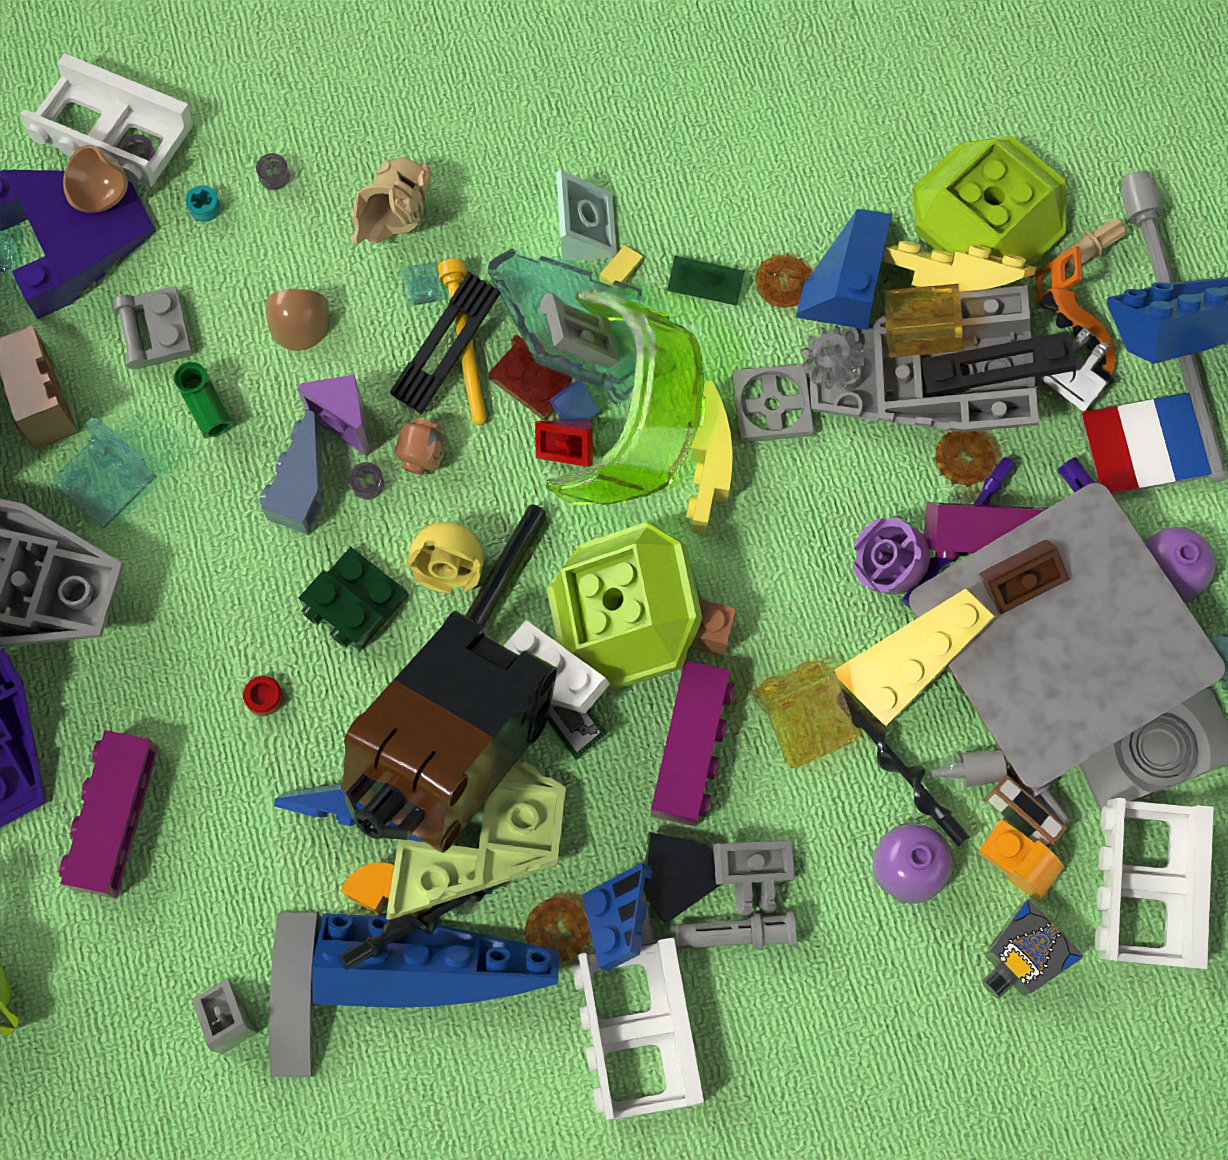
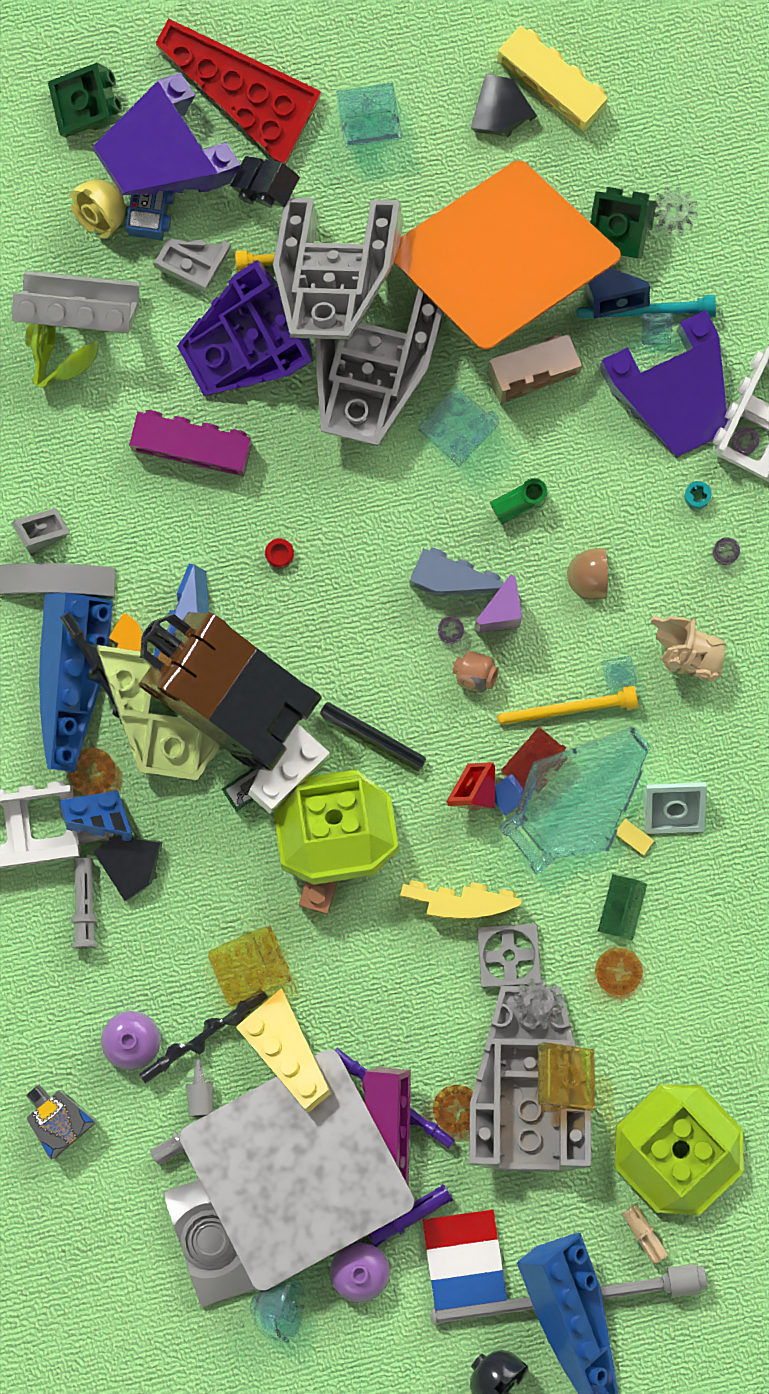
camera: 95 degrees right, 10 degrees up
(94, 180) = (707, 406): medium nougat helmet -> none
(165, 326) = (590, 468): light grey plate -> none
(352, 599) = (352, 619): dark green plate -> none
(446, 557) = (383, 691): light yellow cylinder -> none
(475, 300) = (599, 714): black container -> none
(580, 332) = (555, 796): light grey plate -> none
(662, 410) = (497, 862): clear neon green piece -> none
(690, 744) = (228, 876): magenta brick -> none
(754, 863) = (133, 918): light grey hinge -> none
(848, 275) = (615, 1022): blue wedge -> none
(891, 556) = (367, 1039): medium lavender cylinder -> none
(971, 267) = (609, 1119): light yellow slope -> none
(1024, 576) = (341, 1139): reddish brown slope -> none
(1025, 812) = (163, 1129): slope -> none
(1027, 863) = (128, 1122): light orange brick -> none
(1051, 353) = (532, 1182): black container -> none
(1069, 312) = (573, 1213): orange piece -> none
(1084, 384) = (525, 1200): hinge -> none
(1180, 885) = (104, 1240): white window -> none

